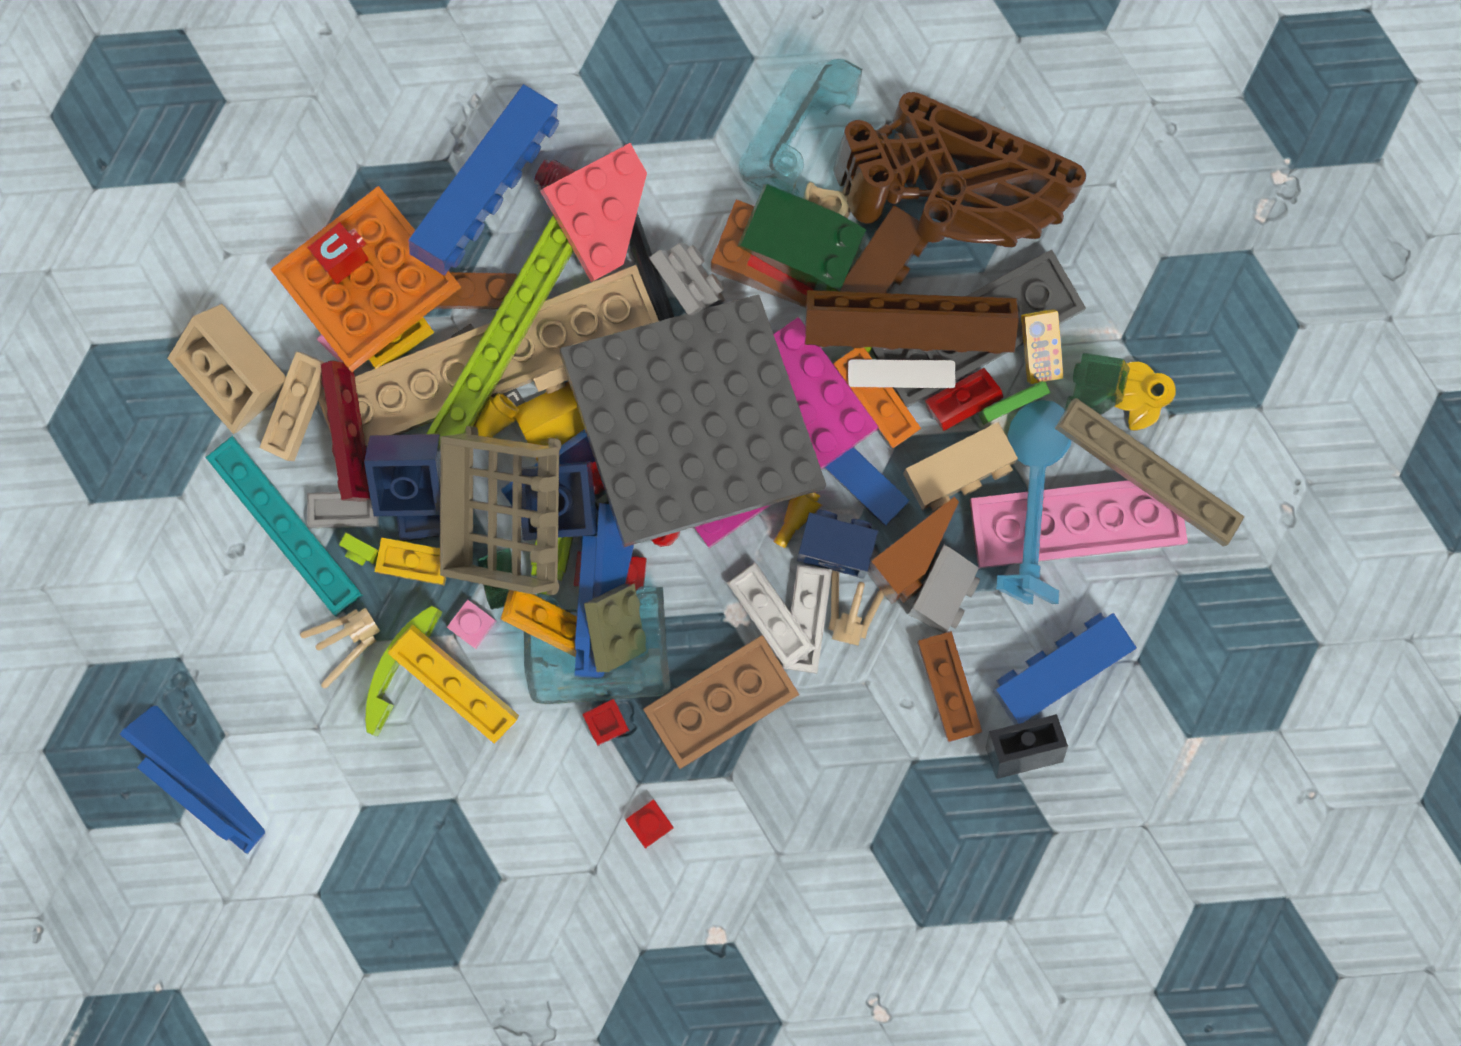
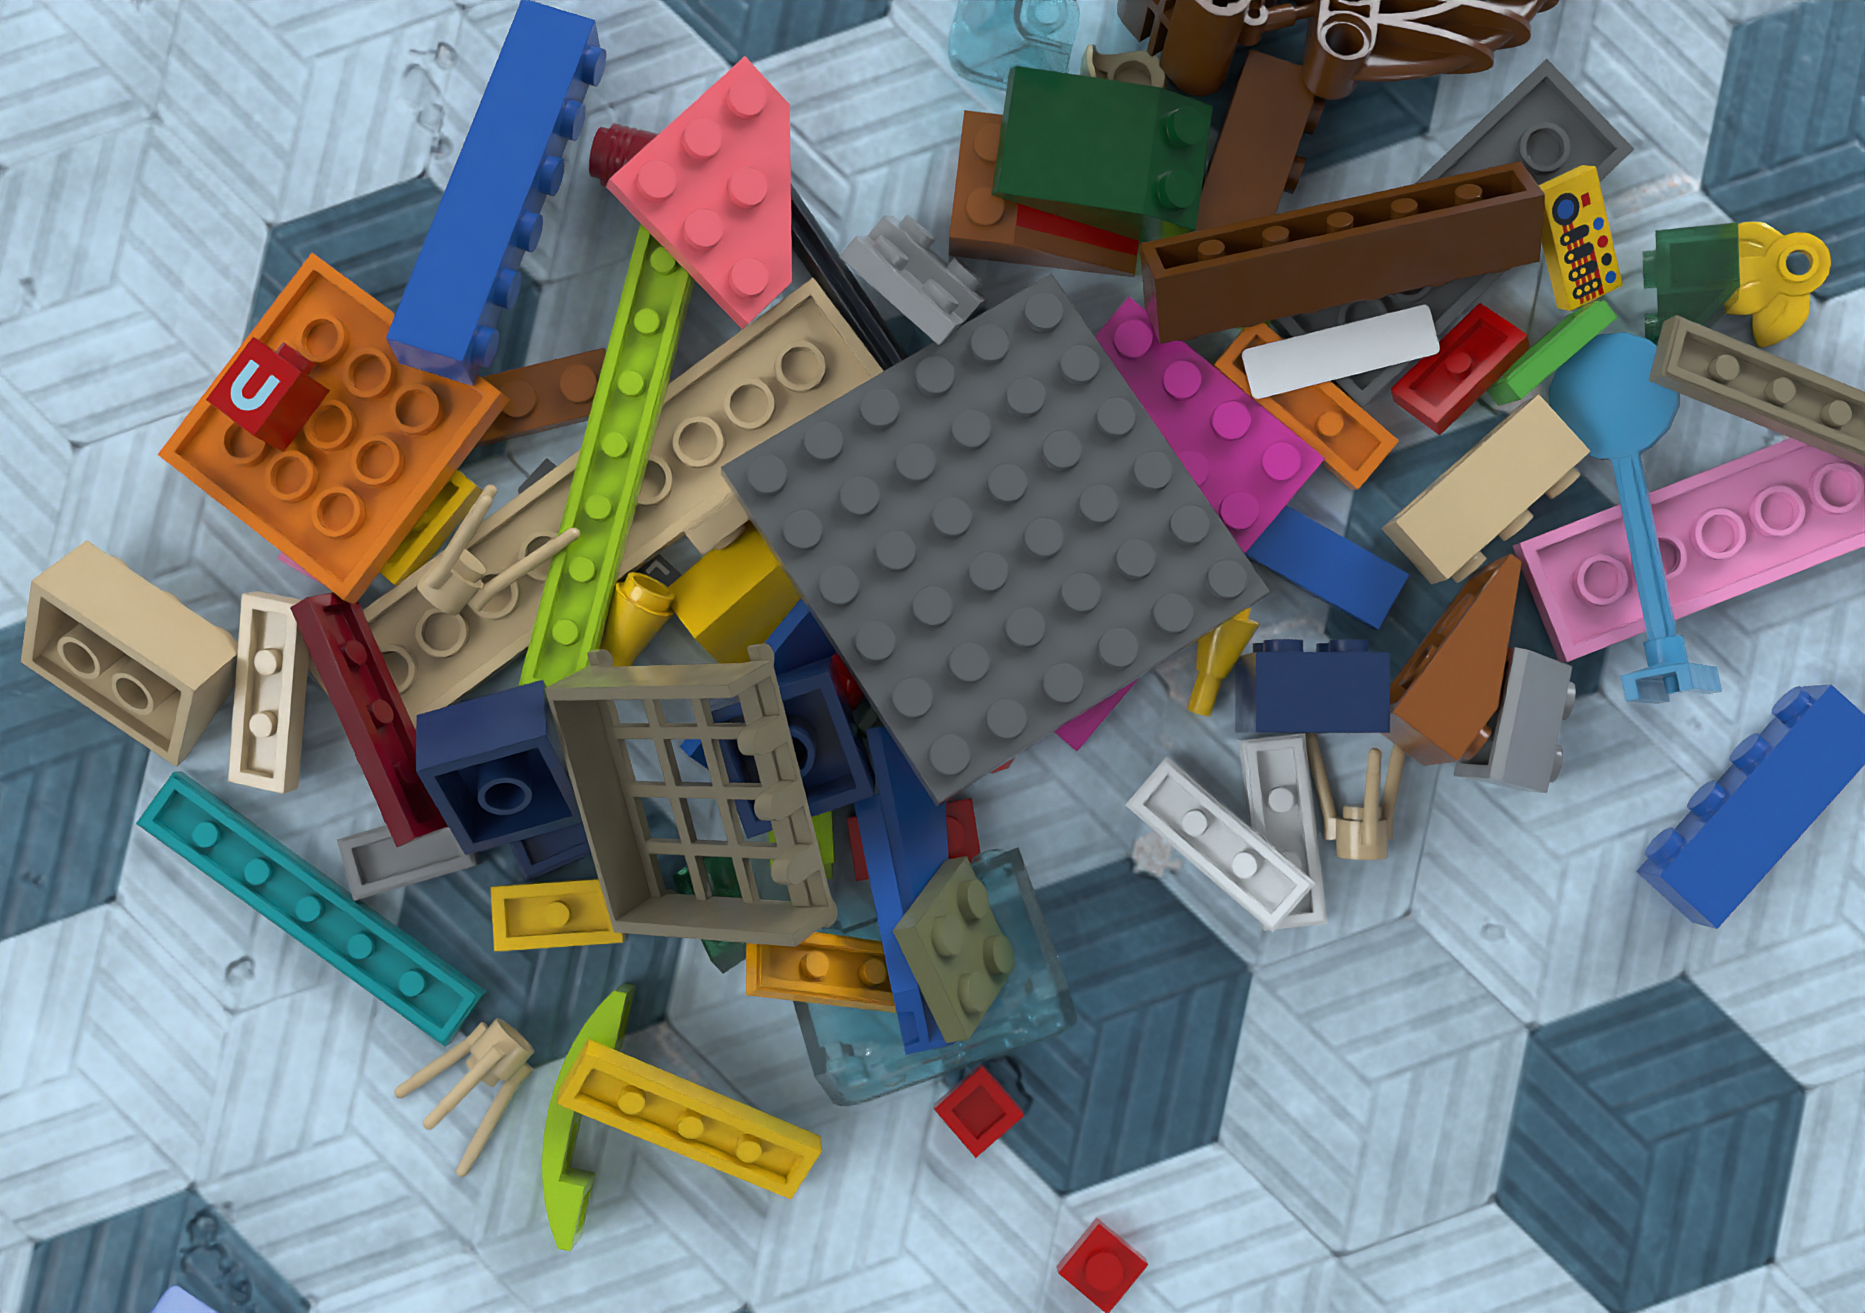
camera: 20 degrees left, 5 degrees up
(358, 550) = (455, 920): lime plate -> none
(408, 370) = (456, 573): none -> tan plant
(471, 624) = (693, 996): bright pink plate -> none
(721, 702) = (1172, 1021): medium nougat plate -> none
(949, 686) = (1566, 888): dark orange plate -> none
(1026, 746) = (1736, 961): black brick -> none

